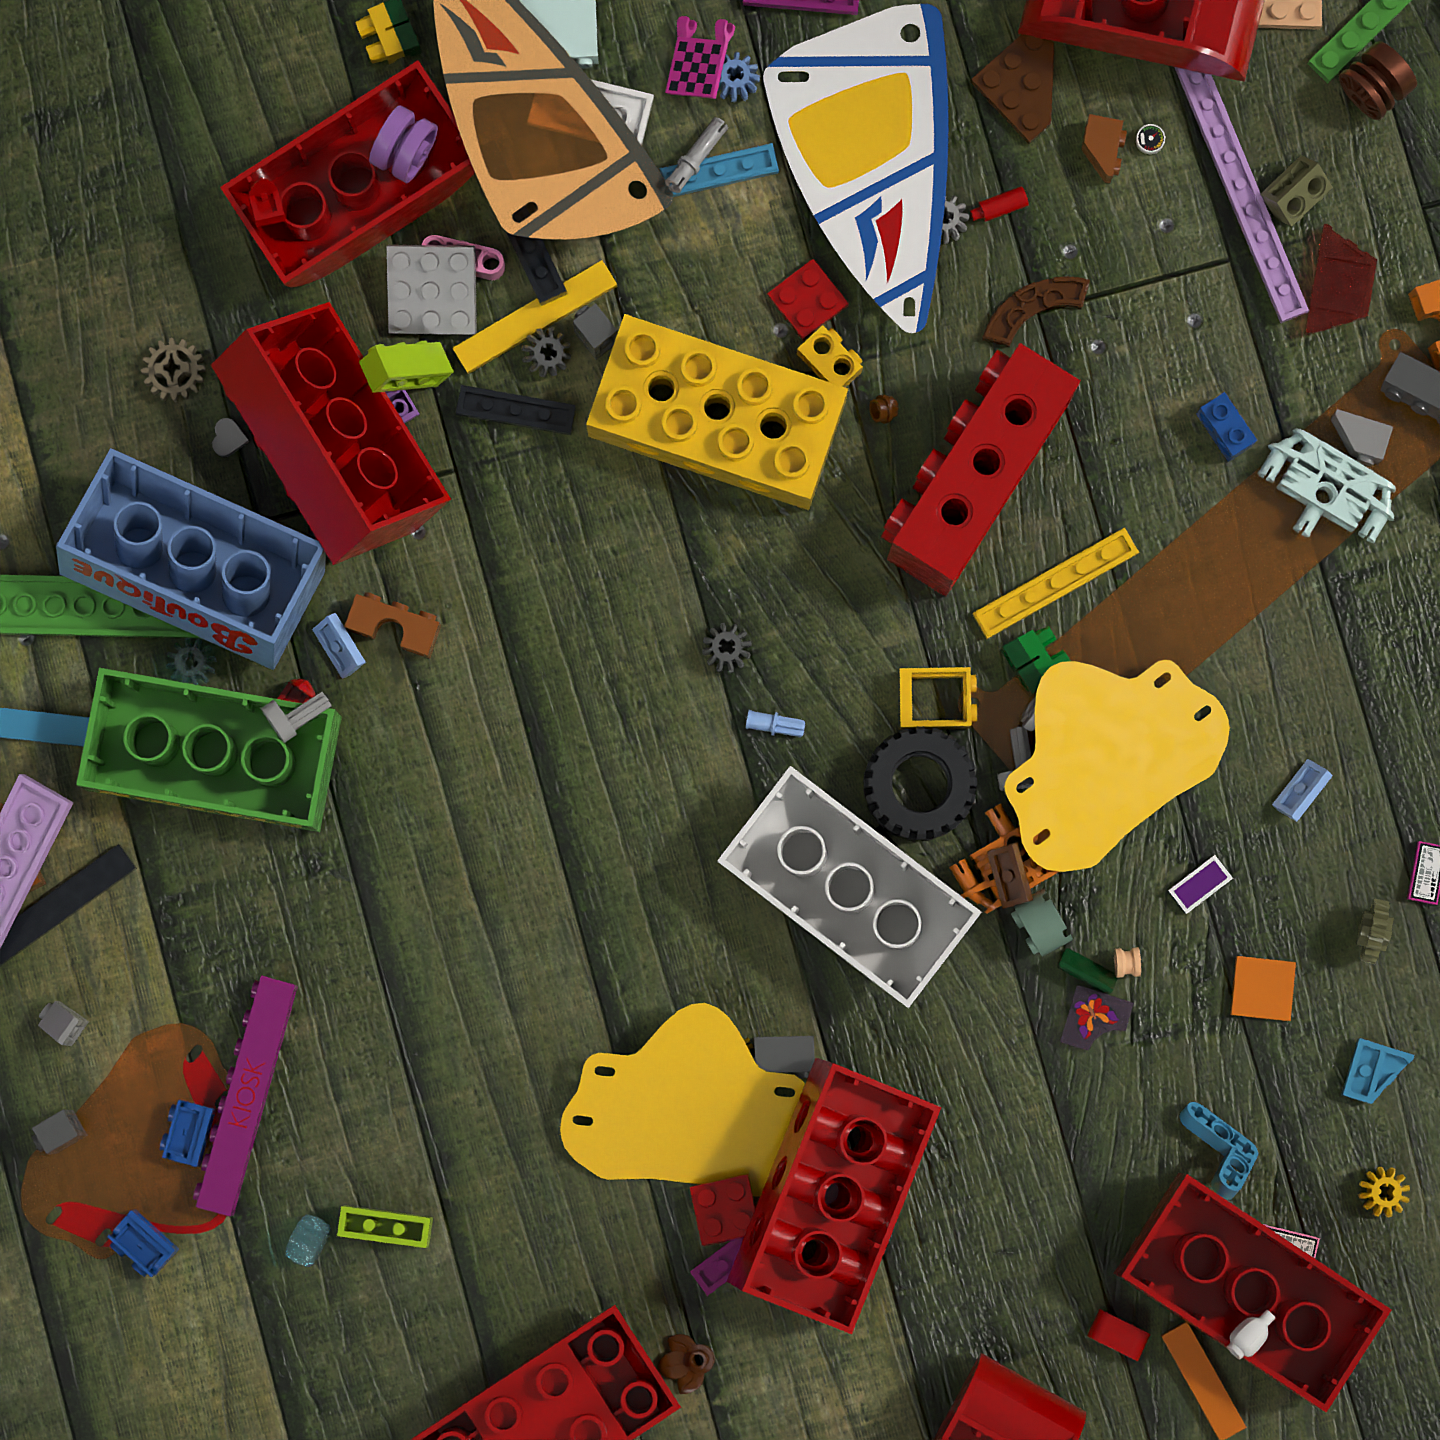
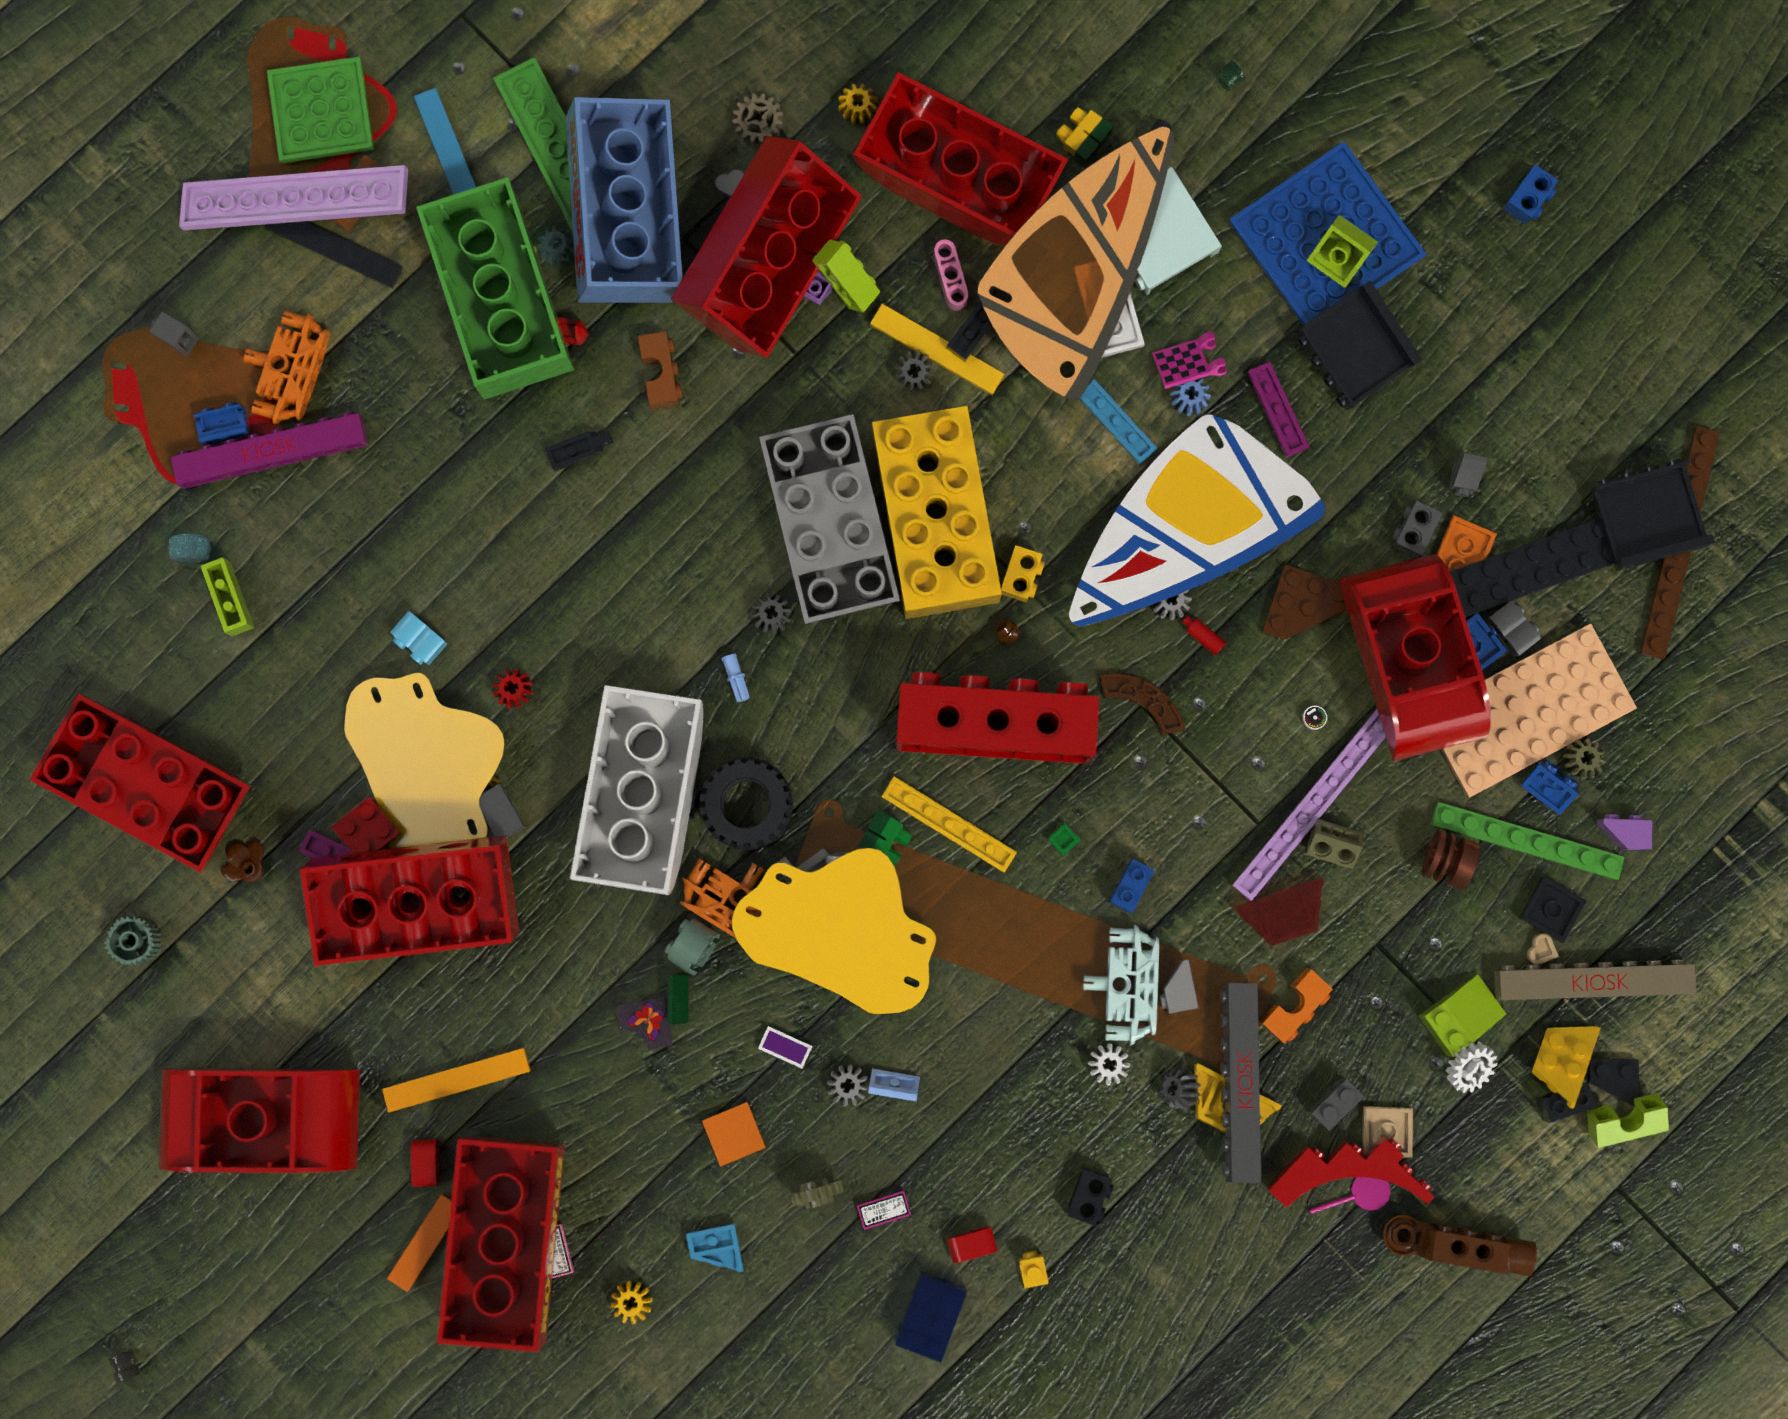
camera: 60 degrees right, 0 degrees up
(62, 1023) = (252, 296): light grey slope -> none
(142, 1244) = (128, 435): blue hinge -> none
(178, 1013) = (293, 381): none -> orange piece
(208, 261) = (858, 95): none -> yellow gear
(265, 203) = (902, 108): red plate -> none
(286, 725) = (535, 327): light grey piece -> none
(338, 645) = (624, 340): light blue plate -> none
(403, 144) = (997, 179): medium lavender wheel -> none
(430, 760) = (577, 449): none -> black hinge
(431, 289) = (914, 265): light grey plate -> none
(516, 410) = (861, 372): black plate -> none
(544, 1043) = (419, 638): none -> medium azure brick
(594, 330) = (948, 392): dark grey brick -> none
(650, 961) = (505, 683): none -> red gear
(664, 529) = (829, 519): none -> light grey brick
(689, 164) = (1107, 396): light grey pin -> none
(807, 299) = (1057, 535): red plate -> none
(969, 686) = (806, 760): yellow window -> none
(1010, 875) = (712, 903): reddish brown plate -> none
(1047, 1255) = (456, 1080): none -> light orange tile
(1101, 145) = (1289, 684): dark orange slope -> none
(1127, 962) = (698, 1024): light nougat wheel -> none
(1137, 471) = (1063, 839): none -> green tile
(1233, 1146) = (599, 1175): dark azure beam -> none
(1250, 1335) = (462, 1256): white plant -> none
(1286, 838) = (853, 1091): none -> light grey gear
(1409, 546) = (1105, 1071): none -> white gear

